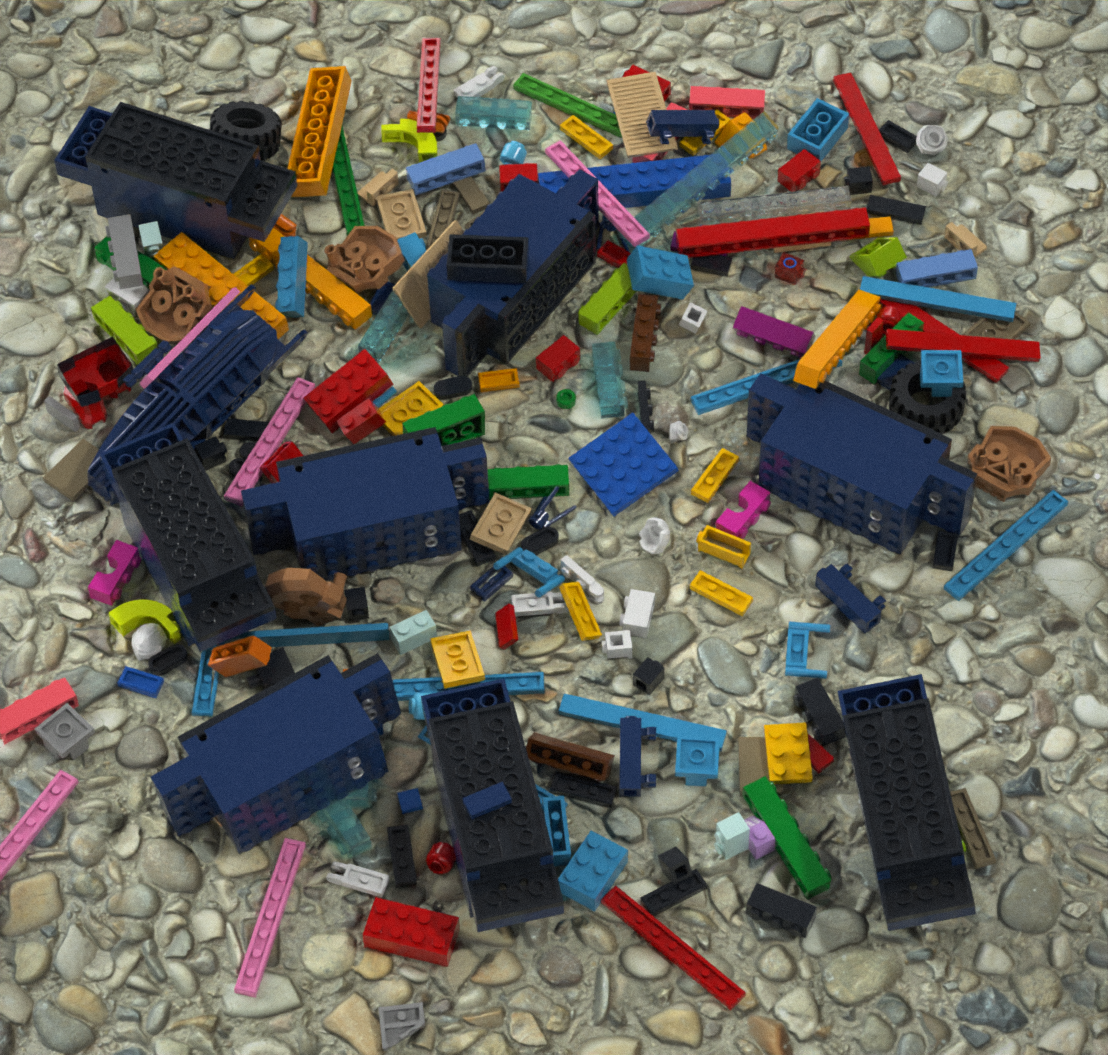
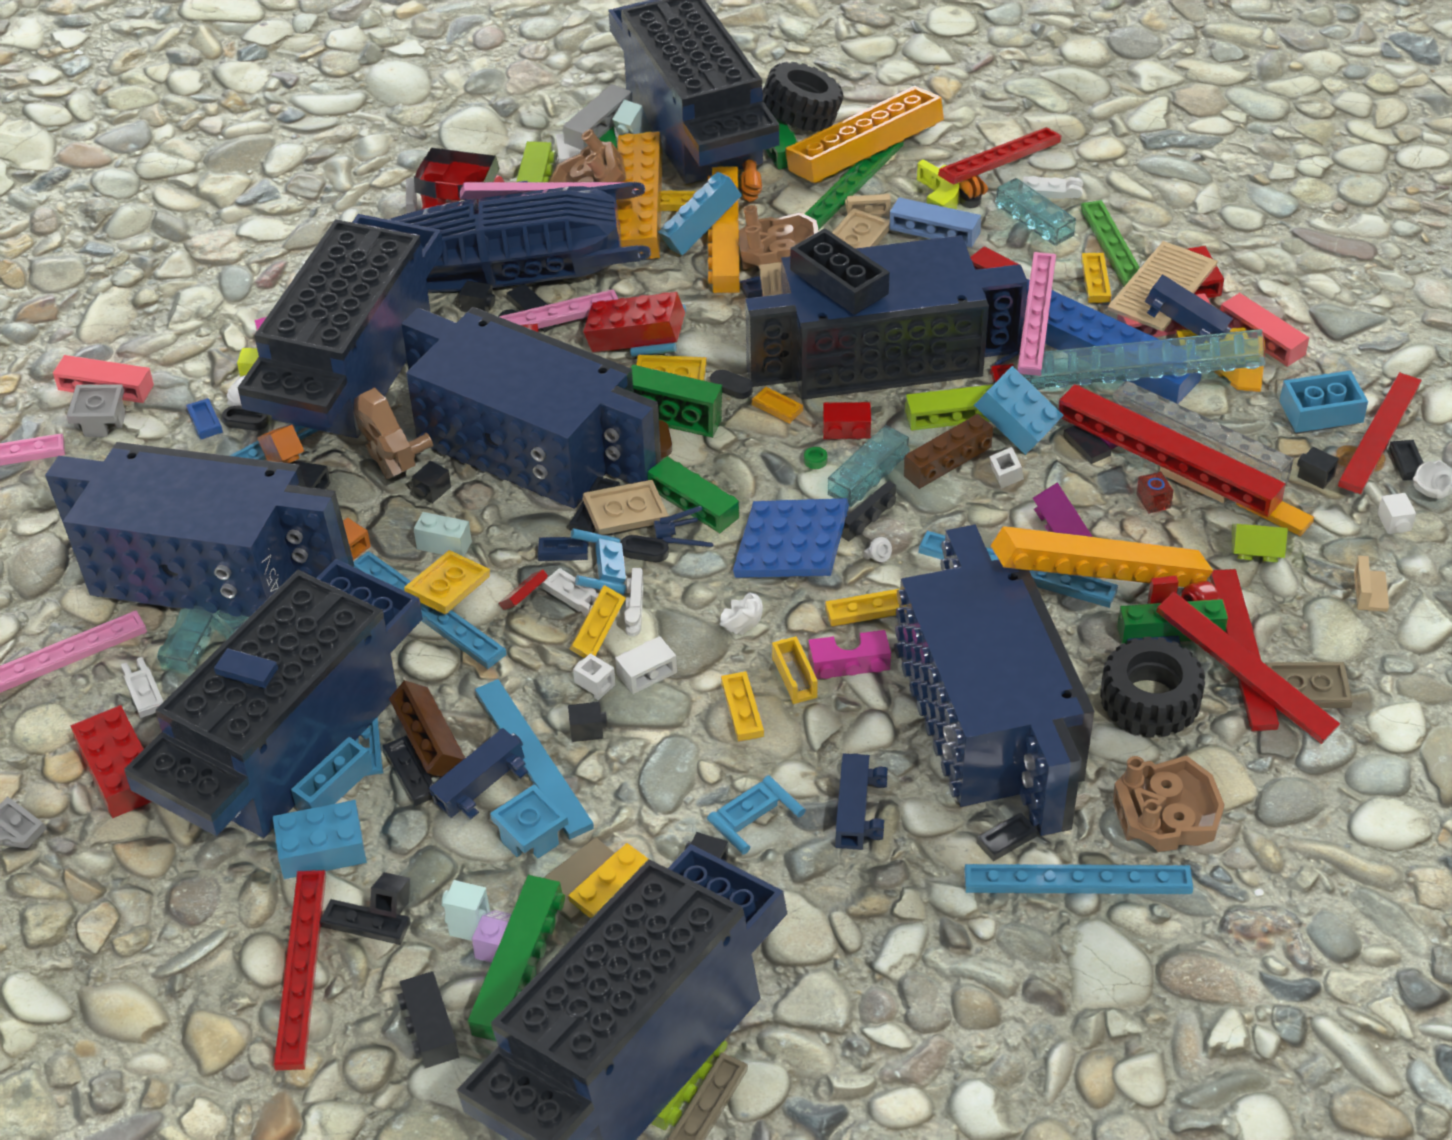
camera: 45 degrees right, 10 degrees down
(319, 635) = (359, 475): dark azure tile -> none
(361, 421) = (618, 347): red brick -> none
(384, 327) = (721, 303): clear light blue brick -> none
(513, 153) = (1012, 248): medium azure head -> none
(799, 171) = (1266, 422): red brick -> none
(896, 209) = (1329, 516): black tile -> none
(938, 269) = (1305, 590): medium blue brick -> none
(939, 299) = (1277, 616): dark azure tile -> none
(941, 371) = (1178, 660): dark azure panel -> none

